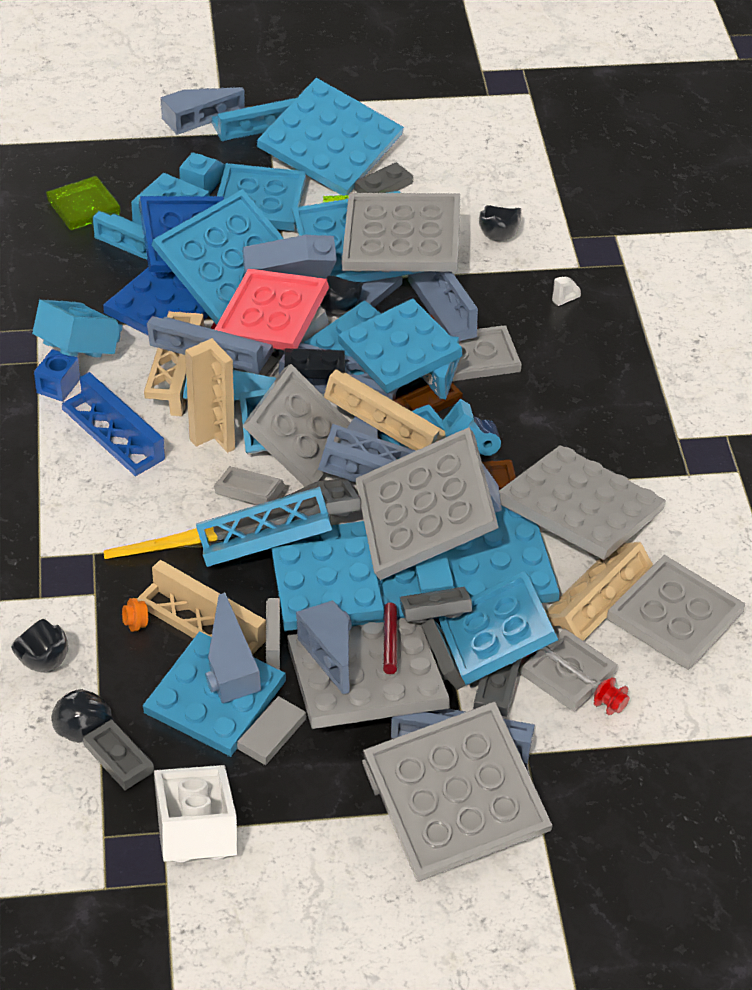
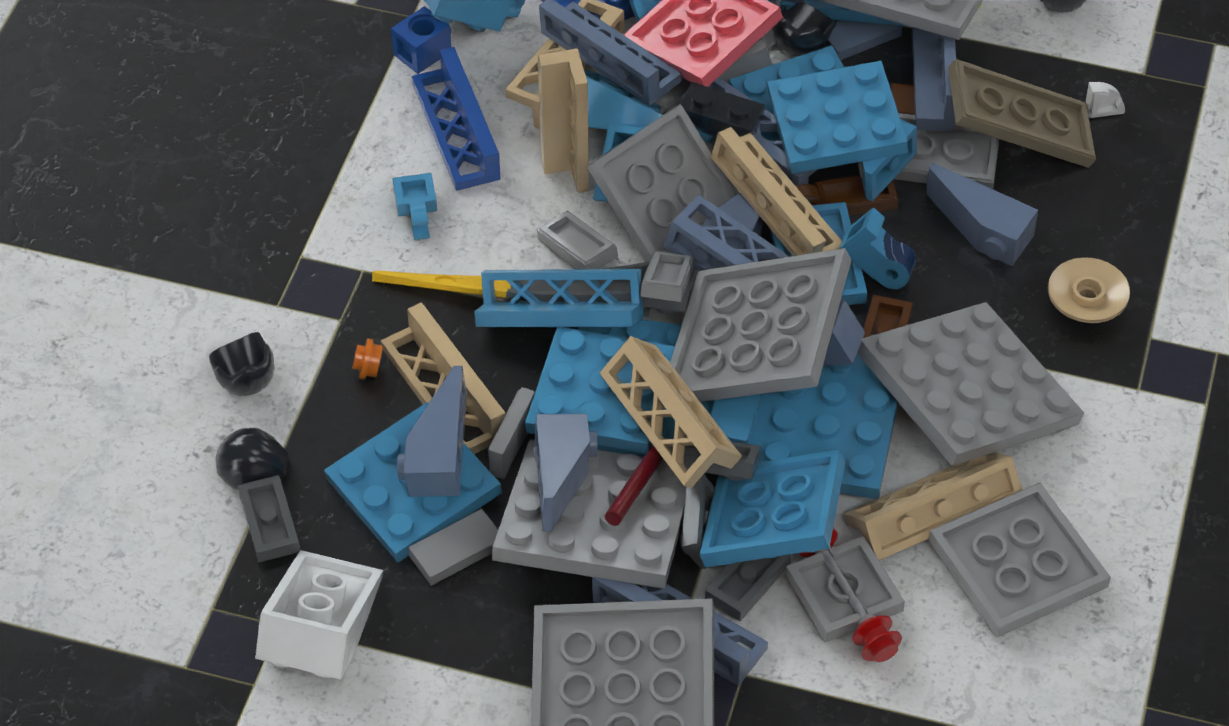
camera: 25 degrees right, 5 degrees up
(112, 487) = (415, 198): none -> dark azure plate
(337, 488) = (667, 276): none -> light grey tile
(401, 572) = (681, 404): none -> tan fence
(521, 310) = (1021, 113): none -> dark tan tile
(529, 388) = (982, 215): none -> sand blue slope
(625, 417) = (1088, 290): none -> tan dish

